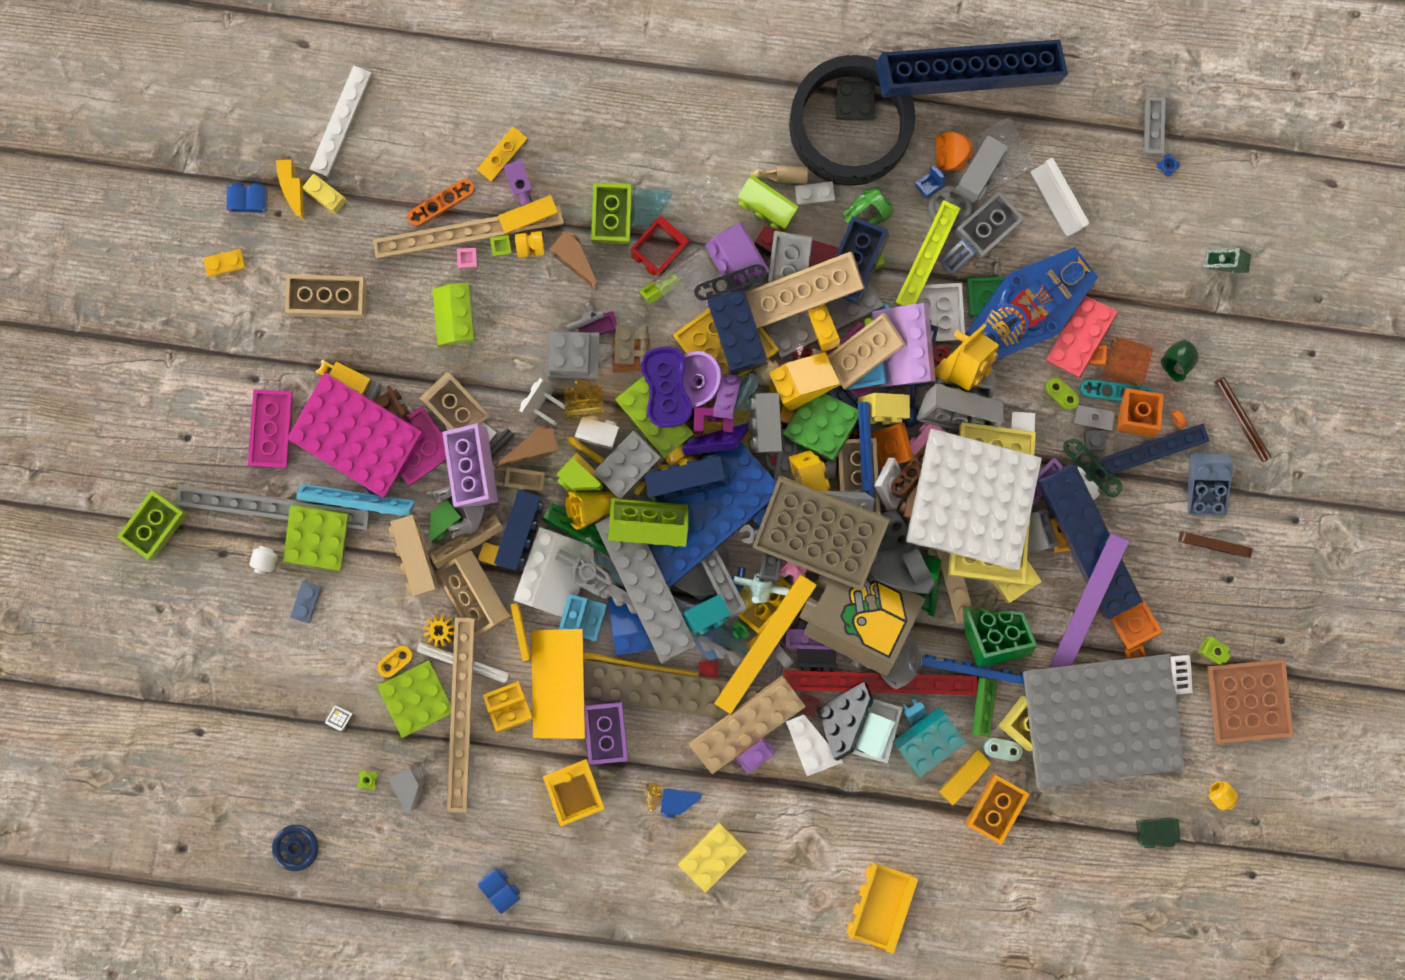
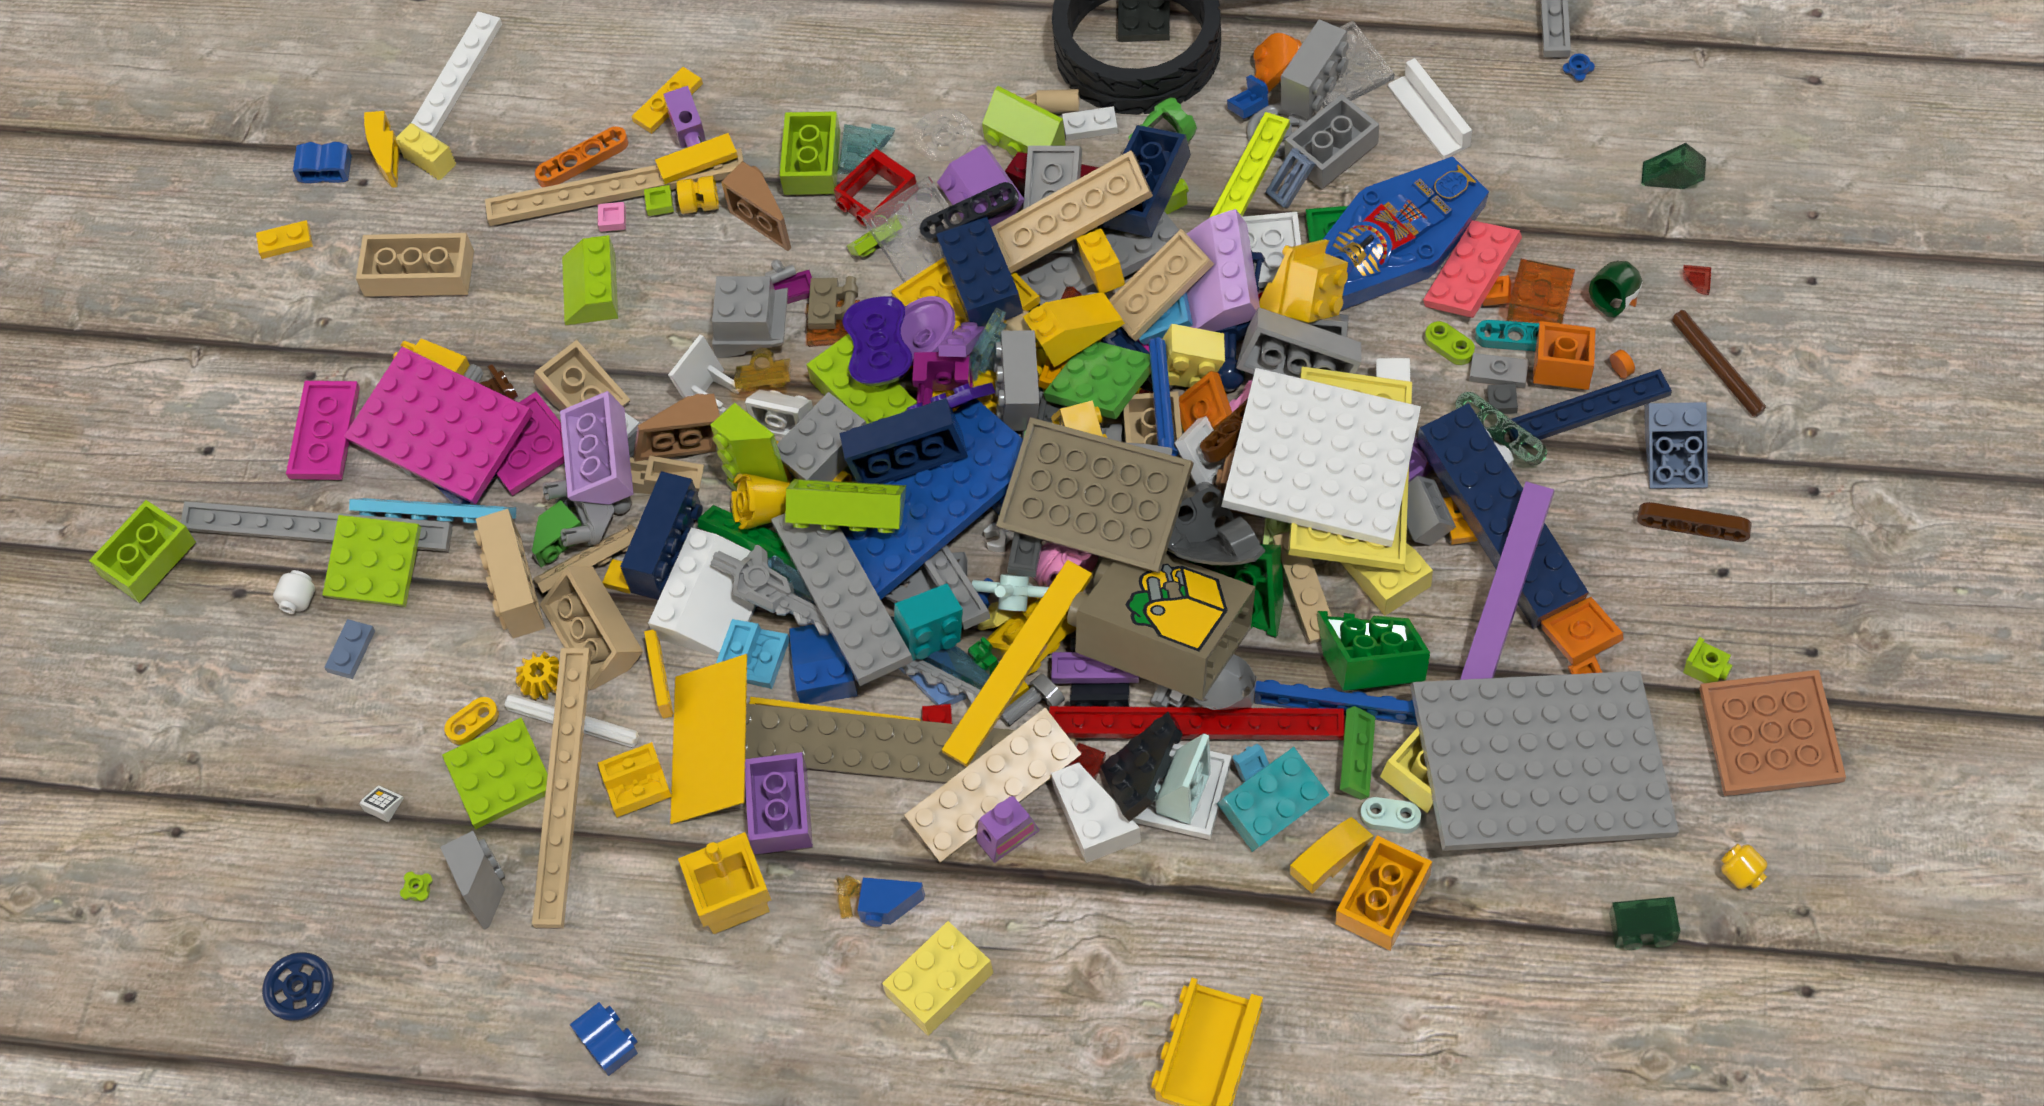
camera: 15 degrees right, 25 degrees down
(1187, 666) = (1660, 680): white slope -> none
(1236, 349) = (1698, 277): none -> clear red tile

